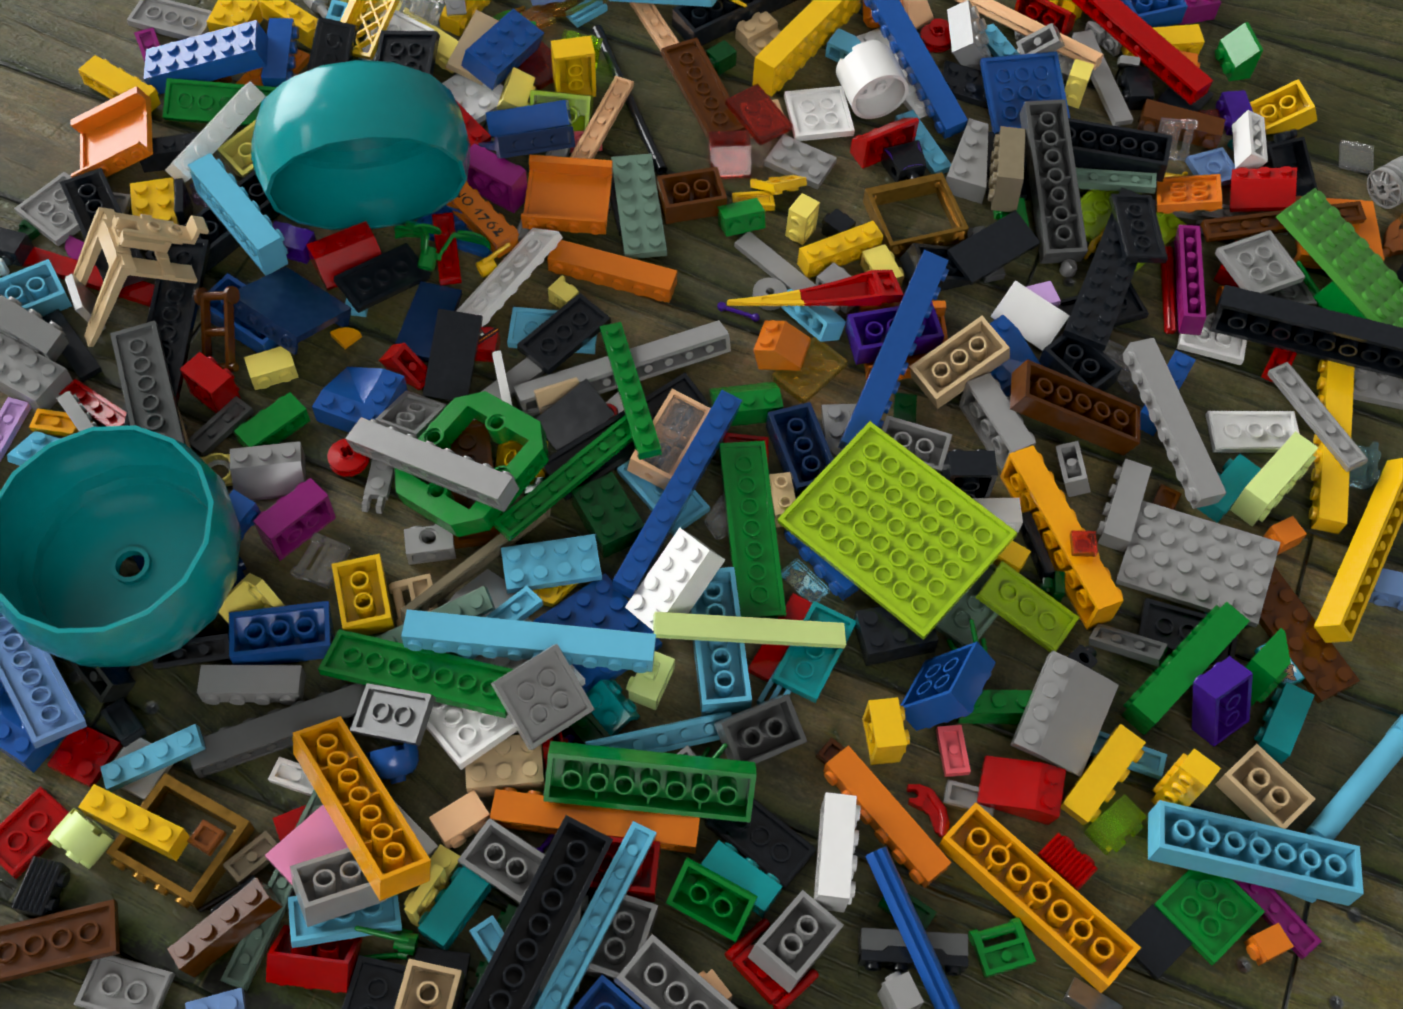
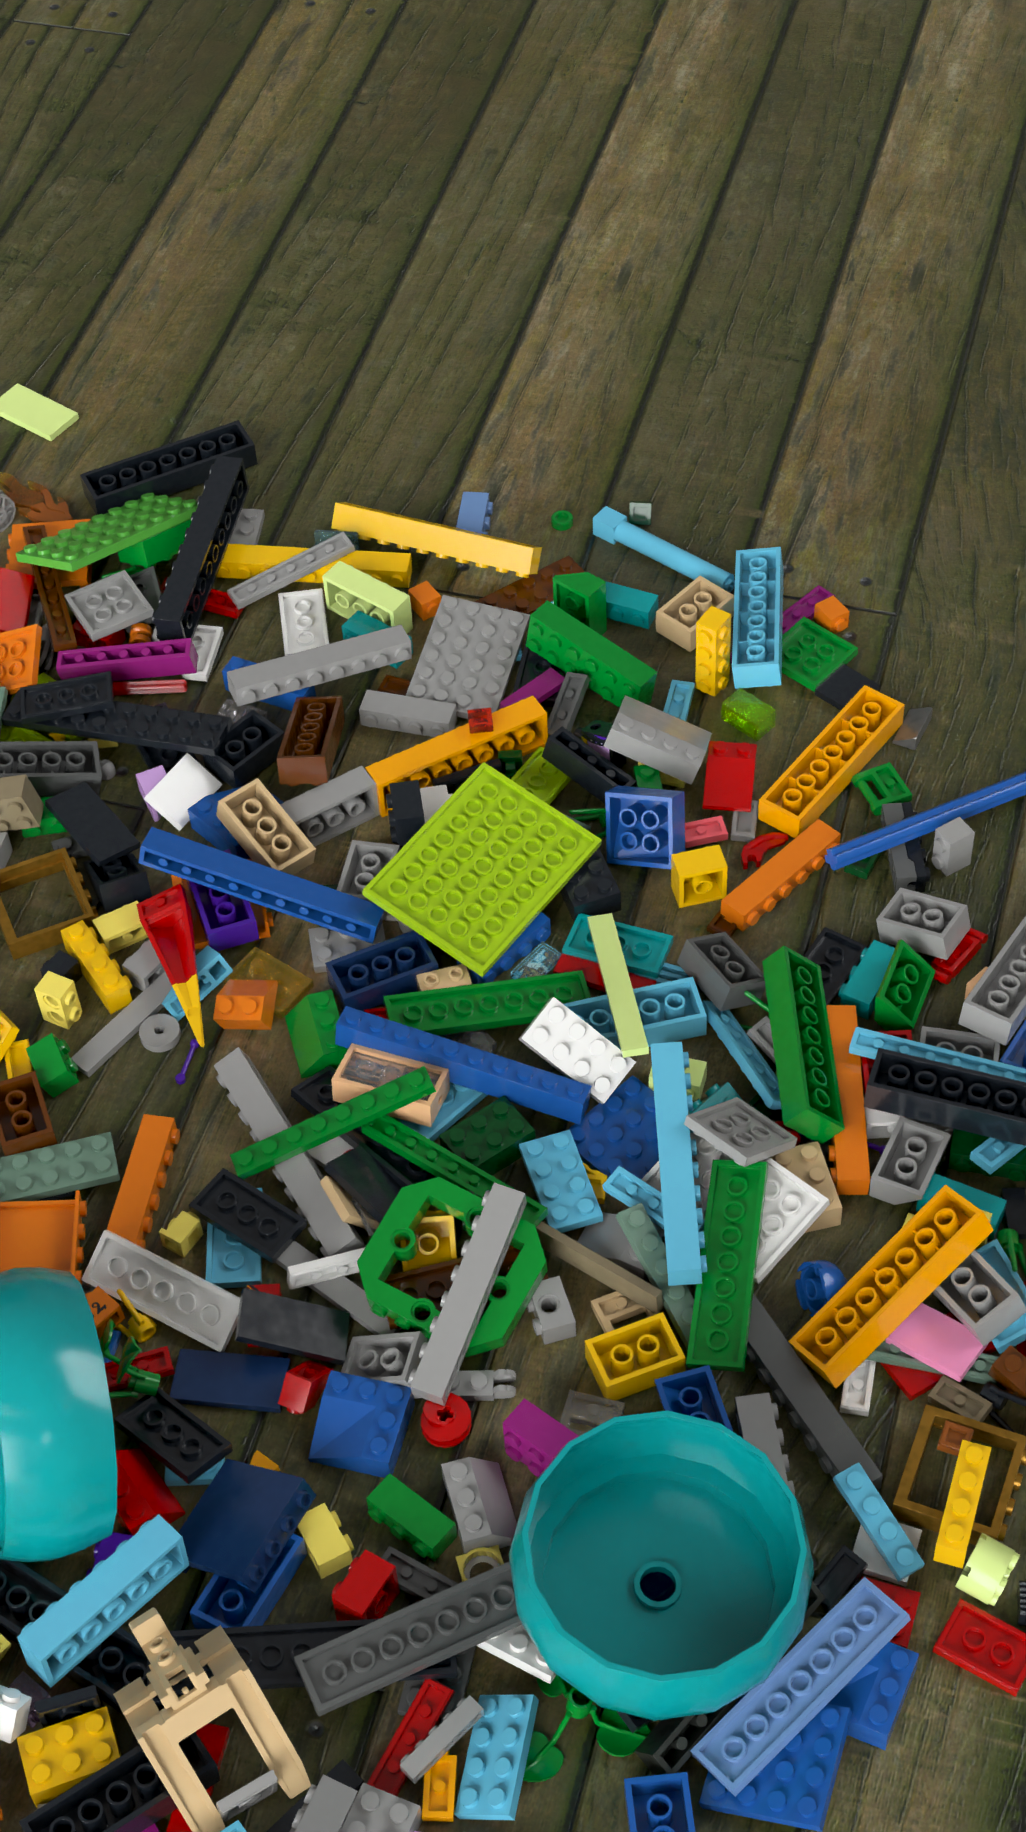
camera: 90 degrees left, 10 degrees down
(230, 296) = (250, 1569): reddish brown piece -> none
(393, 714) = (782, 1279): plate -> none
(460, 820) = (870, 1218): light nougat brick -> none
(835, 851) = (830, 902): white brick -> none
(1034, 648) = (584, 764): none -> black brick
(1068, 861) = (791, 744): red brick -> none
(1073, 469) = (373, 748): light grey brick -> none
(1102, 775) = (703, 713): yellow brick -> none
(1146, 615) = (540, 687): none -> magenta tile
(1221, 701) = (621, 628): dark purple brick -> none

